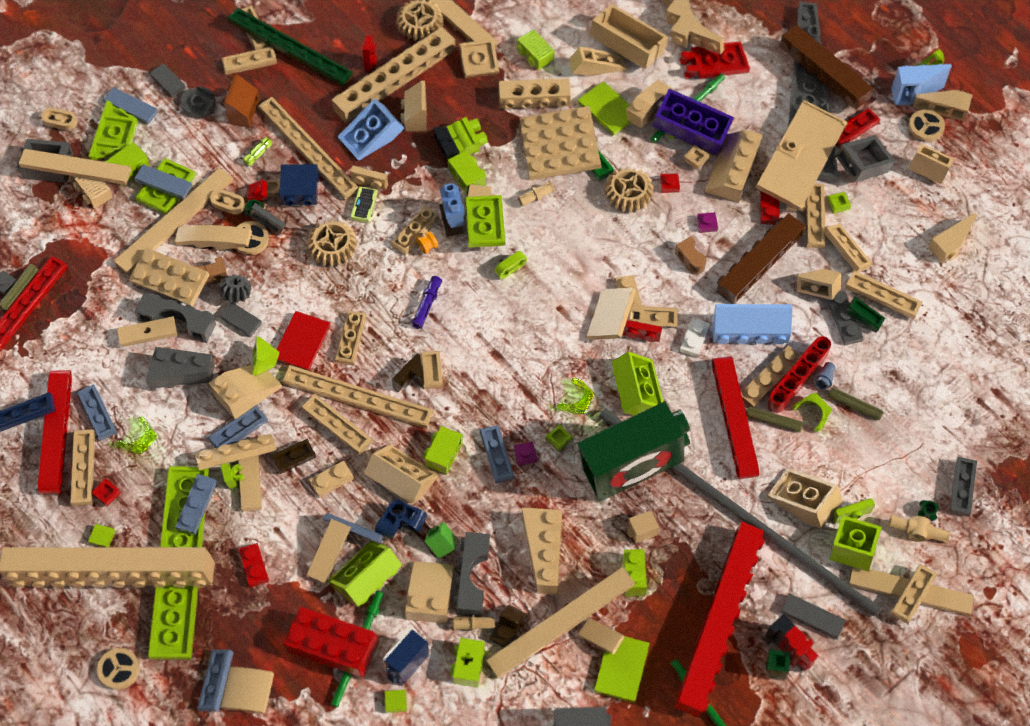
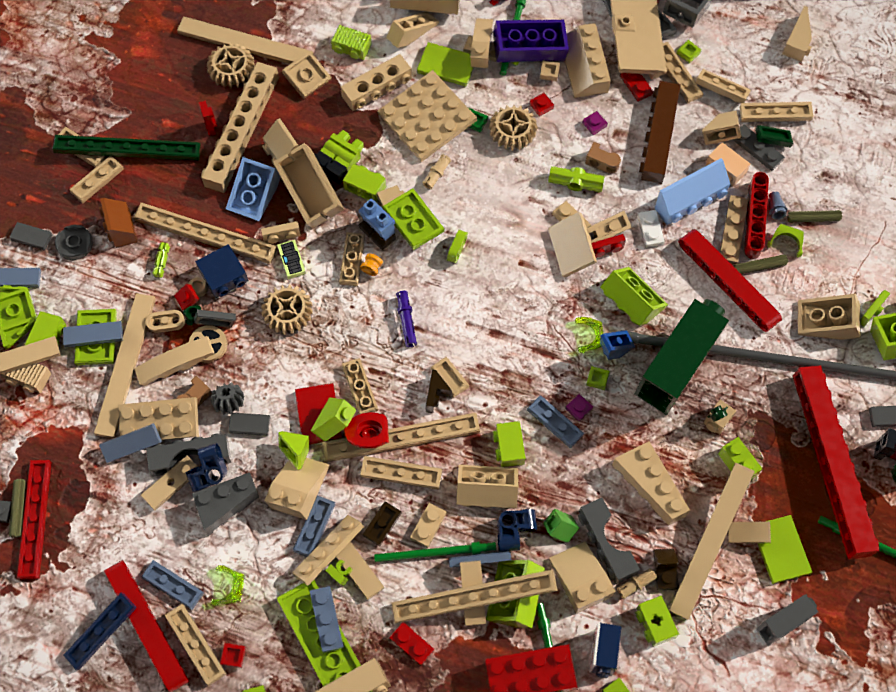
camera: 30 degrees left, 5 degrees up
(135, 282) = (130, 443): none -> sand blue tile
(186, 327) = (202, 476): none -> dark blue piece
(307, 348) = (333, 418): none -> lime slope
(326, 552) = (474, 596): none -> tan tile
(330, 373) = (368, 430): none -> red hat
(357, 518) = (474, 548): none -> green bar
(414, 149) = (308, 186): none -> tan piece
(590, 415) = (616, 344): none -> blue slope
(638, 519) = (718, 413): none -> dark green plate
(655, 261) = (576, 179): none -> lime piece
(804, 318) = (734, 163): none -> light nougat brick

